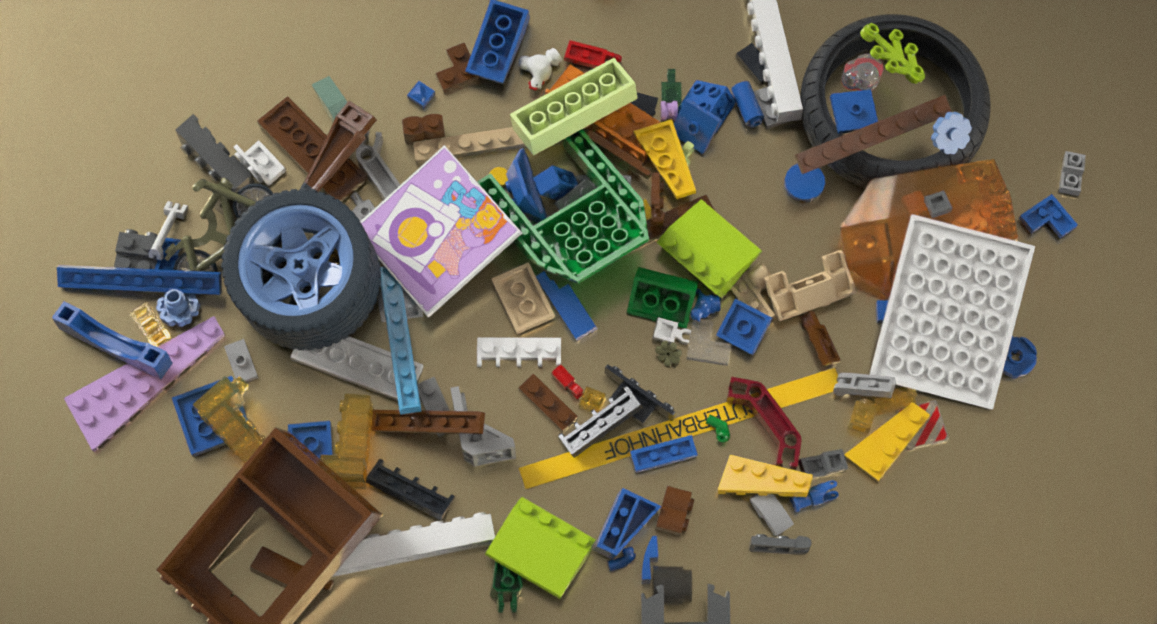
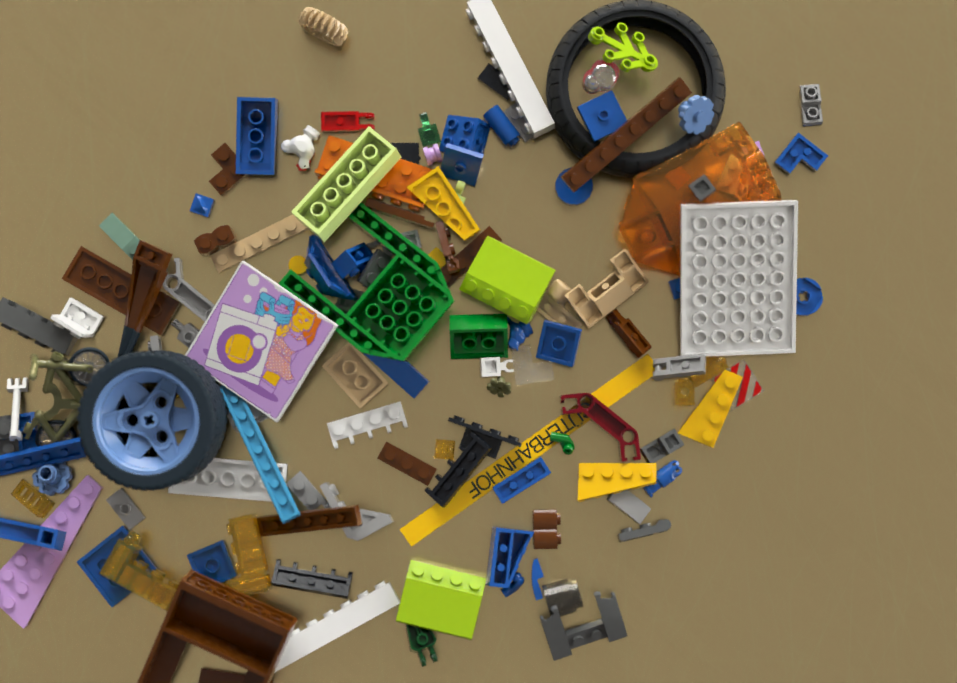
camera: 15 degrees left, 15 degrees up
(567, 381) = (417, 439): red bar -> none

